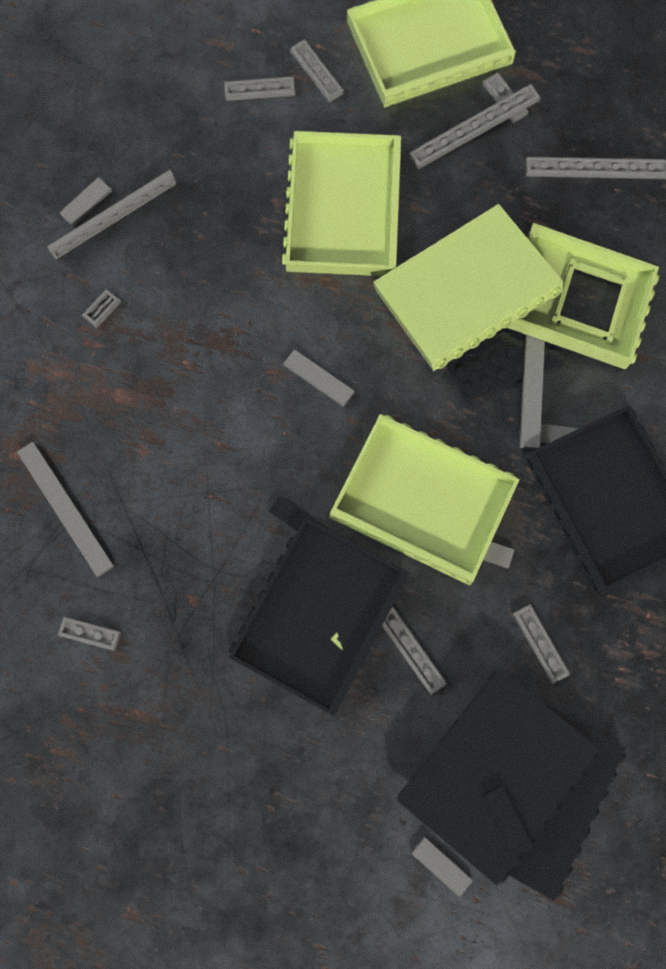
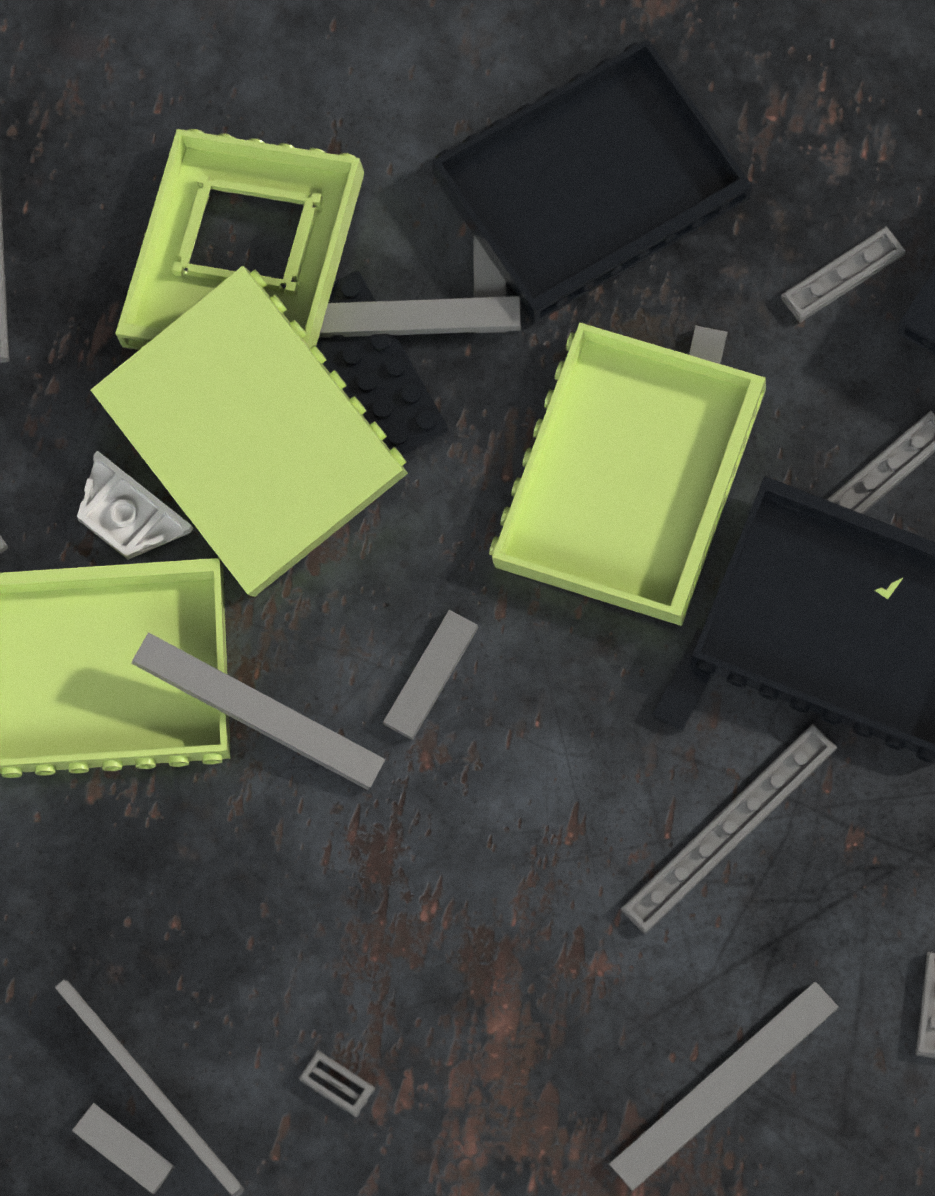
camera: 90 degrees left, 5 degrees down
(209, 531) = (728, 829): none -> light grey tile
(305, 281) = (258, 711): none -> light grey tile
(431, 225) = (126, 512): none -> white wing

